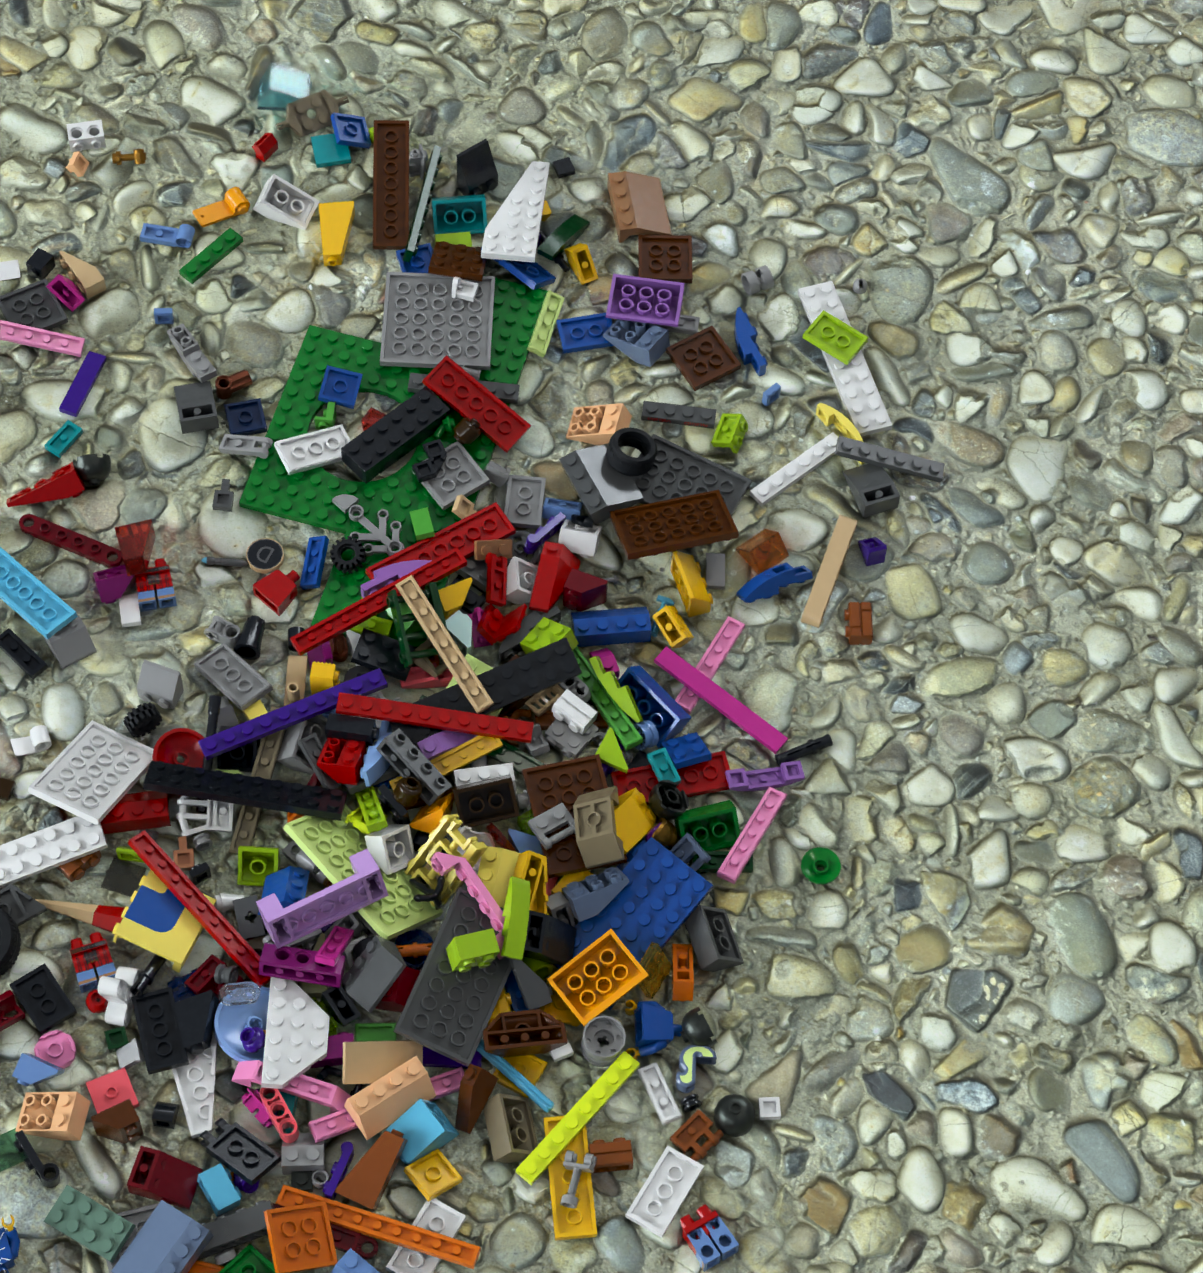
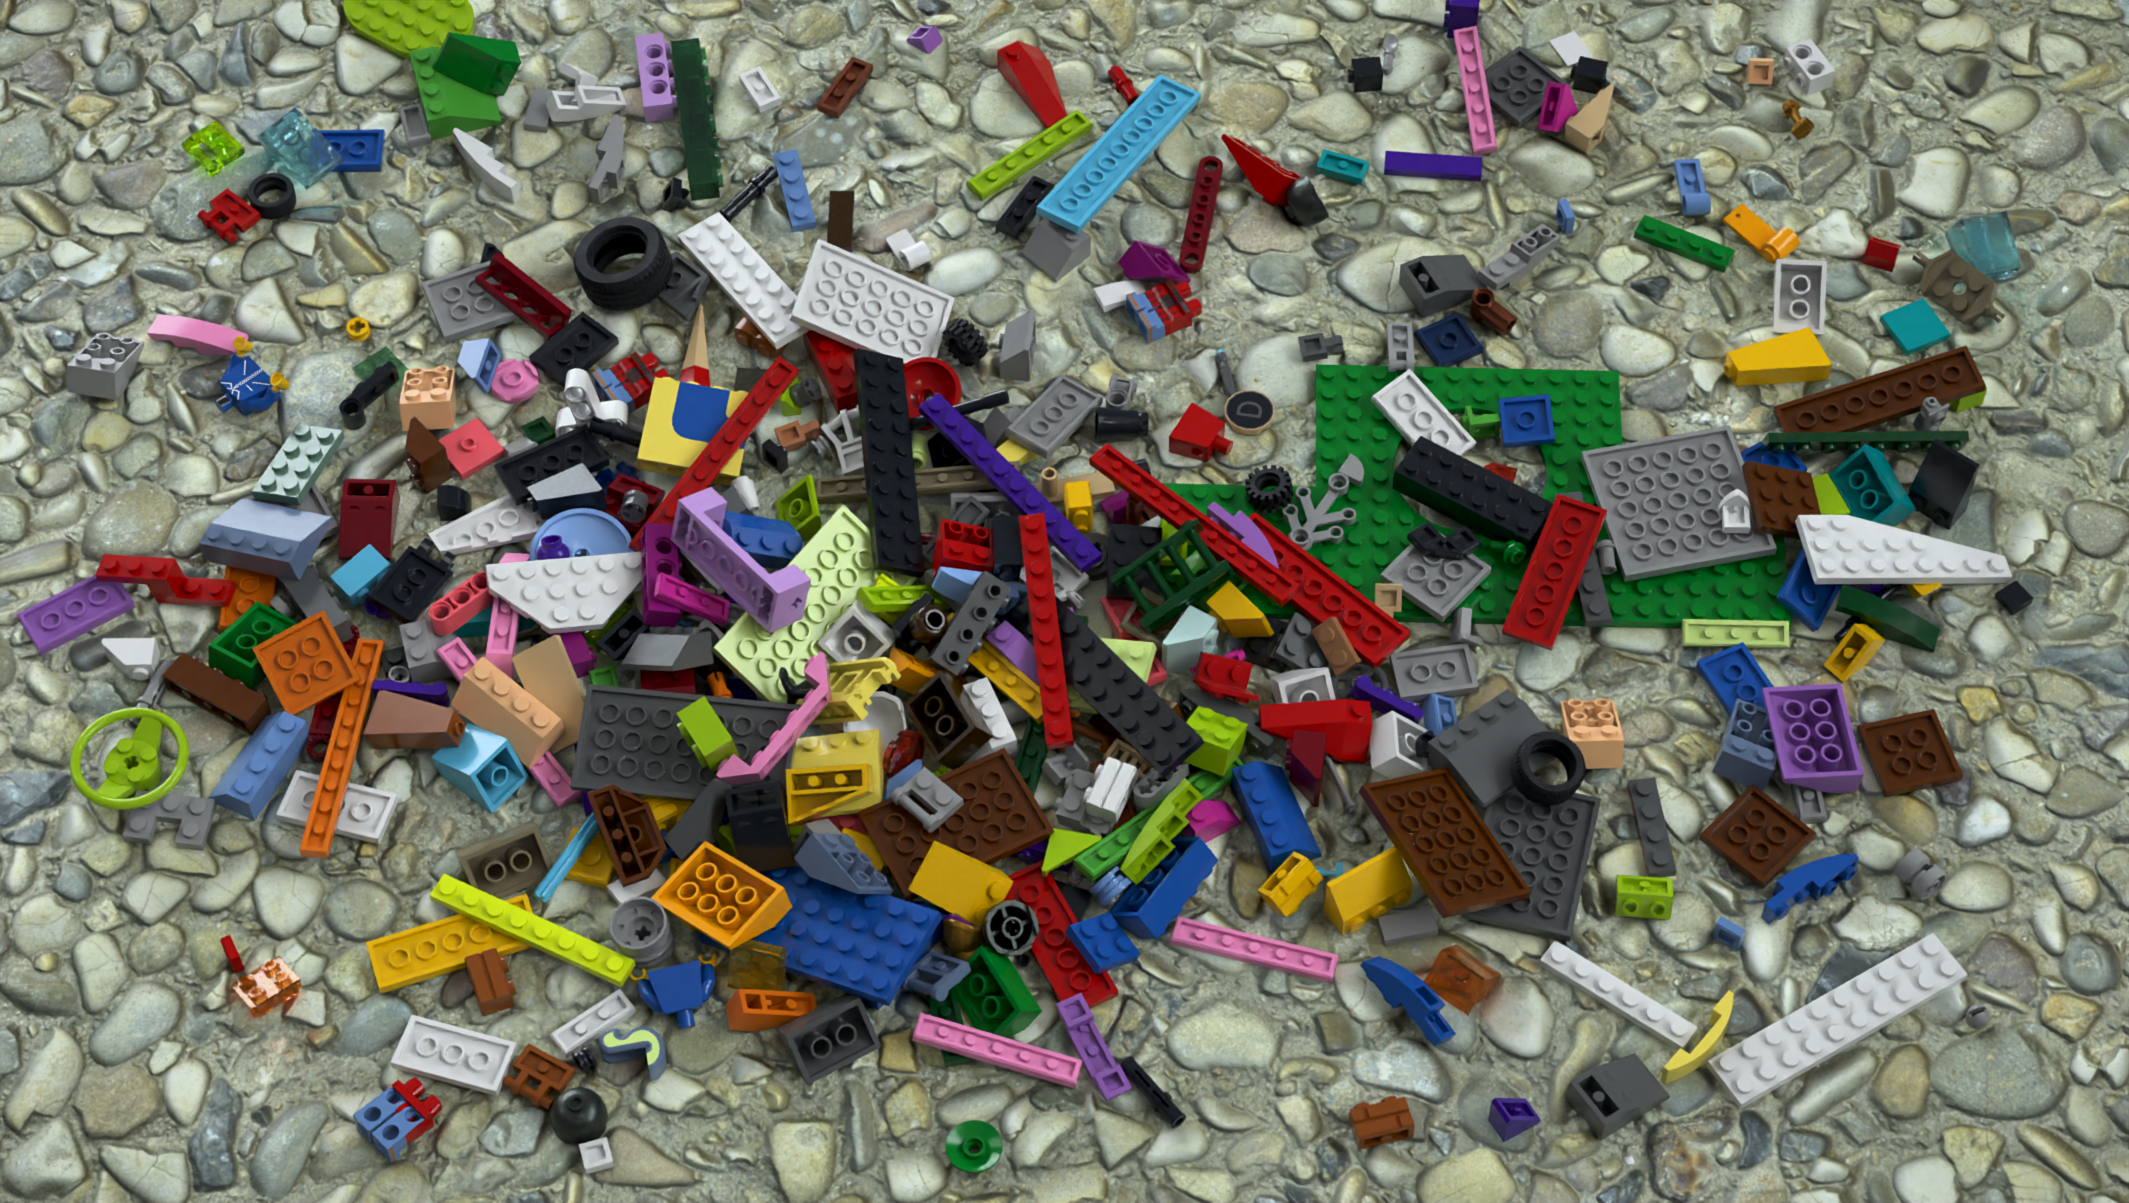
camera: 80 degrees right, 5 degrees down
(136, 545) = (1202, 268): clear red slope -> none
(238, 993) = (611, 525): clear plate -> none
(314, 562) = (1244, 464): blue plate -> none
(350, 130) = (1951, 331): blue plate -> none
(422, 523) = (1346, 557): bright green tile -> none
(433, 1174) = (426, 792): yellow tile -> none
(444, 644) = (1145, 605): tan tile -> none
(467, 431) = (1506, 571): dark brown head -> none
(473, 1094) = (545, 804): reddish brown slope -> none
(496, 579) = (1287, 658): red plate -> none
(516, 918) = (762, 769): lime slope -> none
(569, 1199) = (459, 942): light grey bar -> none
(597, 828) = (929, 832): dark tan slope -> none
(637, 205) = (1986, 699): medium nougat piece -> none
(663, 766) = (1062, 914): teal plate -> none
(696, 1029) = (688, 1043): pearl dark grey cylinder -> none
(721, 700) = (1197, 972): dark pink tile -> none
(829, 571) = (1457, 1067): tan beam -> none
(835, 337) = (1857, 991): lime plate -> none
(889, 459) = (1672, 1106): dark grey plate -> none

